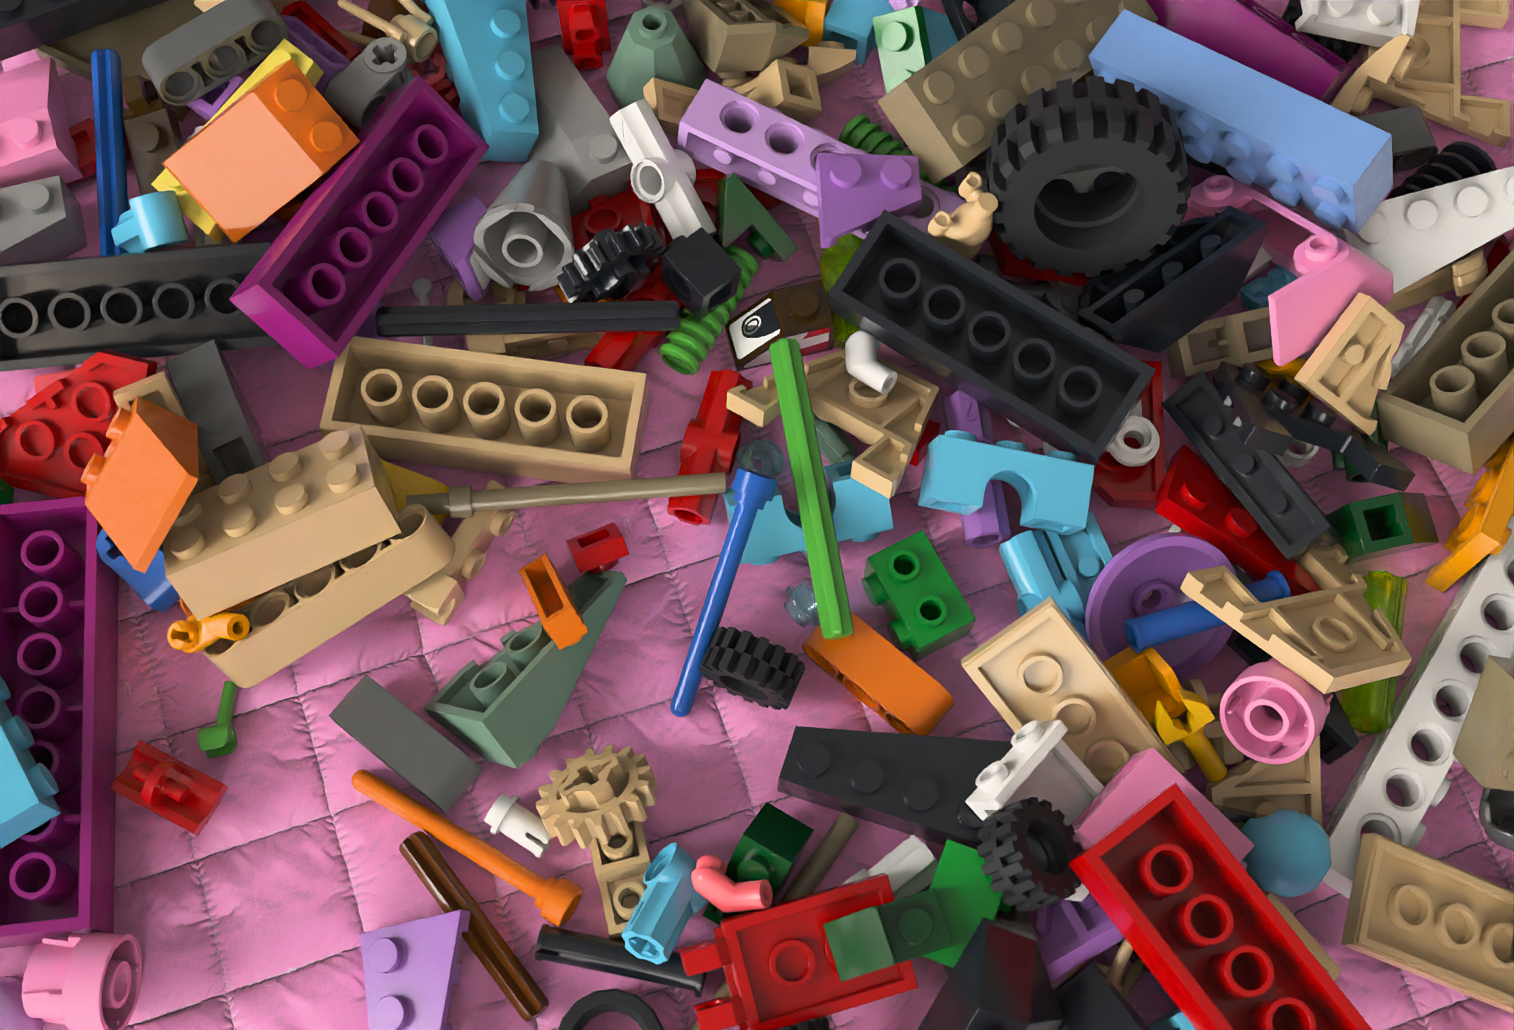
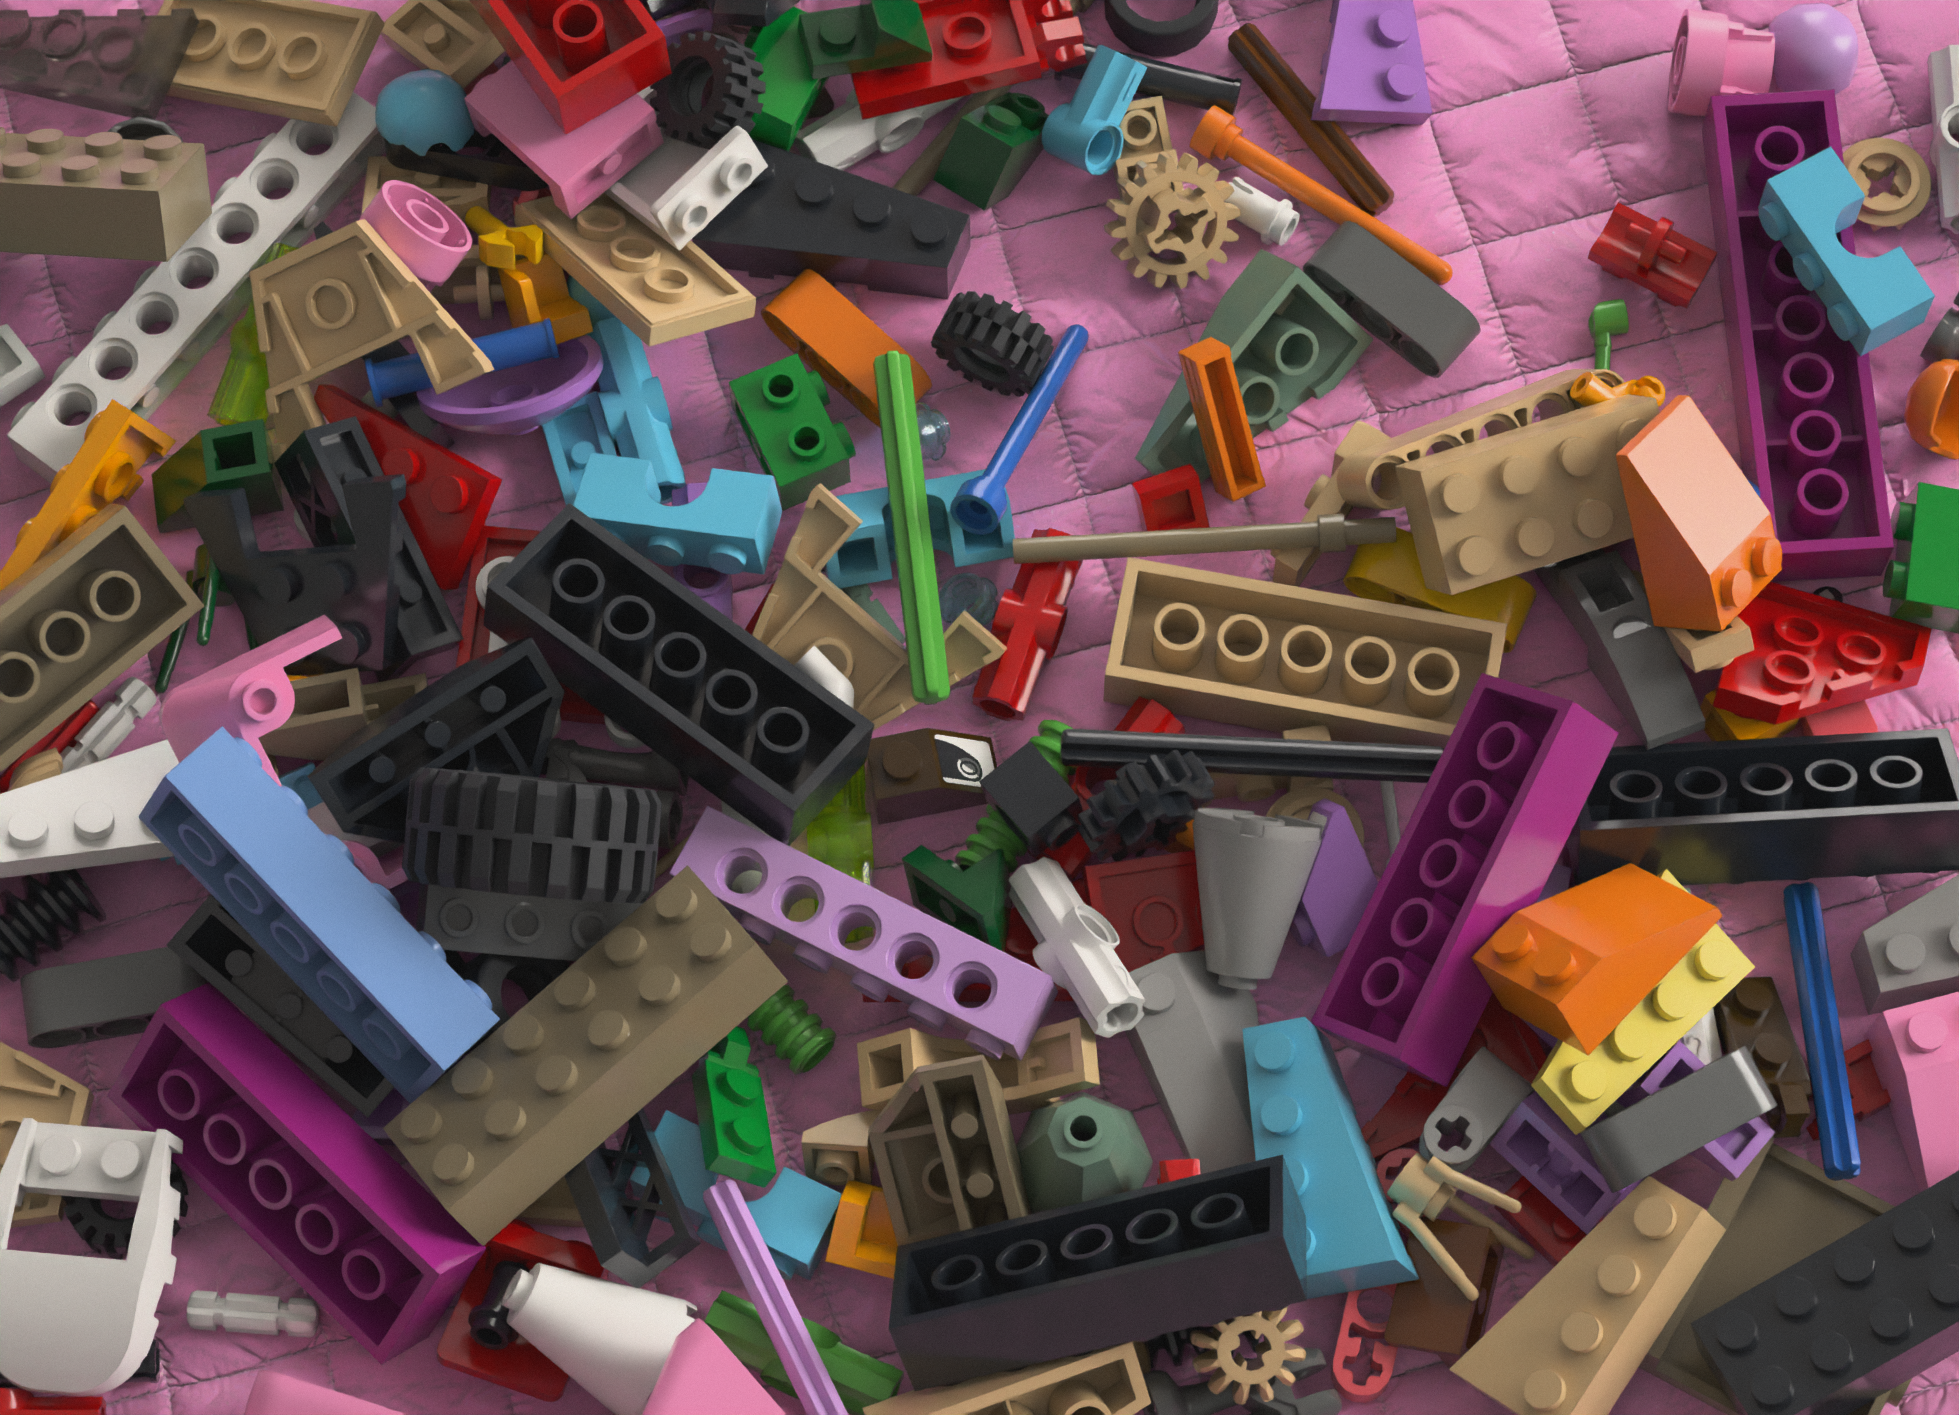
camera: 175 degrees left, 0 degrees up
(151, 223) = (1749, 906): medium azure piece -> none
(725, 894) = (1032, 102): coral arm -> none
(859, 188) = (815, 869): medium lavender wing -> none
(970, 222) = (695, 808): tan piece -> none
(1354, 361) = (236, 614): tan wing -> none
(1384, 65) = (83, 1069): tan slope -> none

